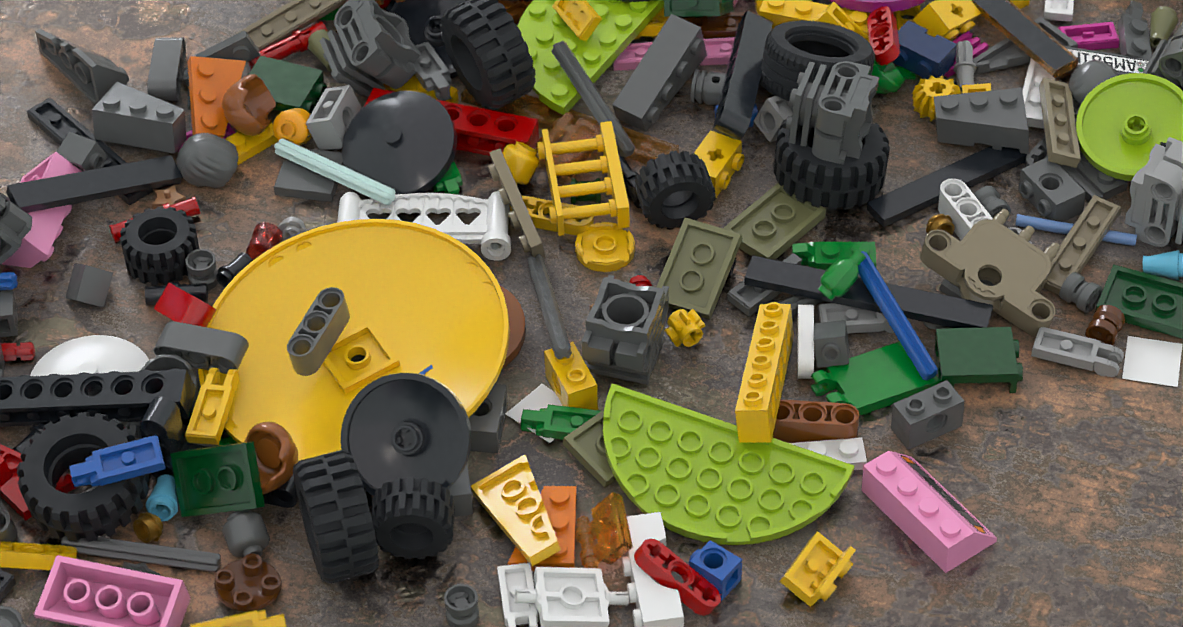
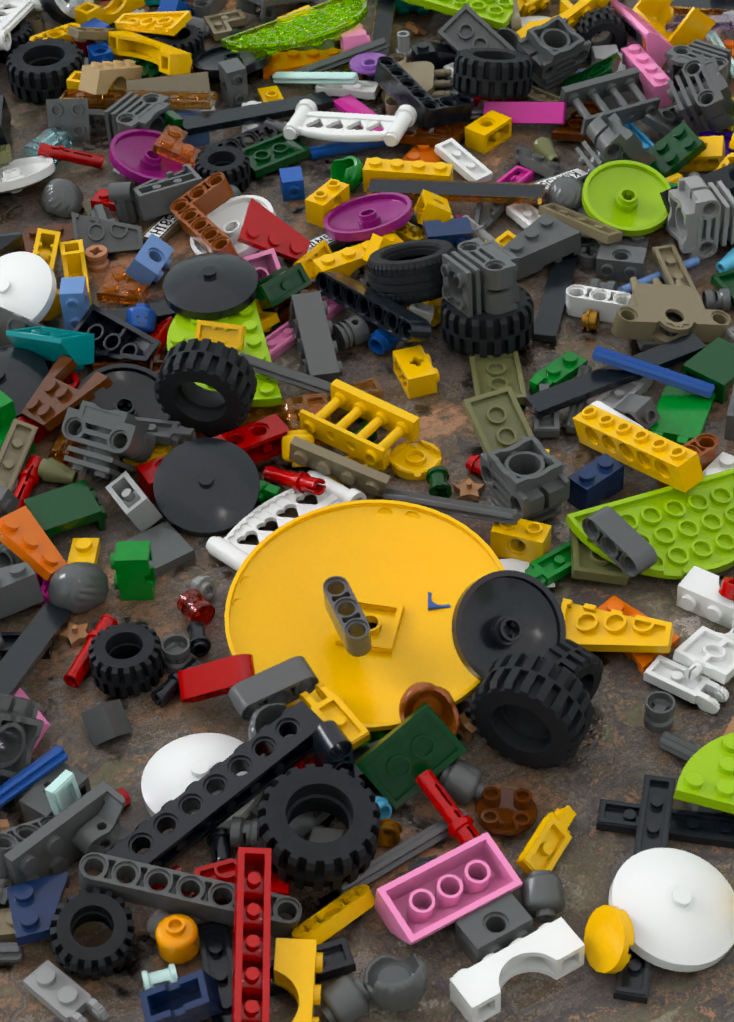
camera: 45 degrees left, 5 degrees down
(119, 463) = (358, 784): blue hinge -> none
(197, 565) = (458, 824): none -> red pin
(248, 105) = (66, 533): dark orange piece -> none
(253, 176) = (133, 573): none -> green brick
(292, 126) = (112, 526): light orange head -> none
(335, 171) = (190, 530): light aqua axle -> none
(466, 194) = (301, 481): none -> red pin
(584, 281) = (438, 480): none -> dark green bush
(610, 530) = (682, 597): clear orange plate -> none
(616, 439) = (619, 541): none -> dark grey beam
(674, 189) = (428, 391): black tyre -> none
(704, 378) = (595, 482): none -> dark blue brick
(841, 276) = (601, 368): green plant -> none
(883, 35) = (419, 228): red beam -> none

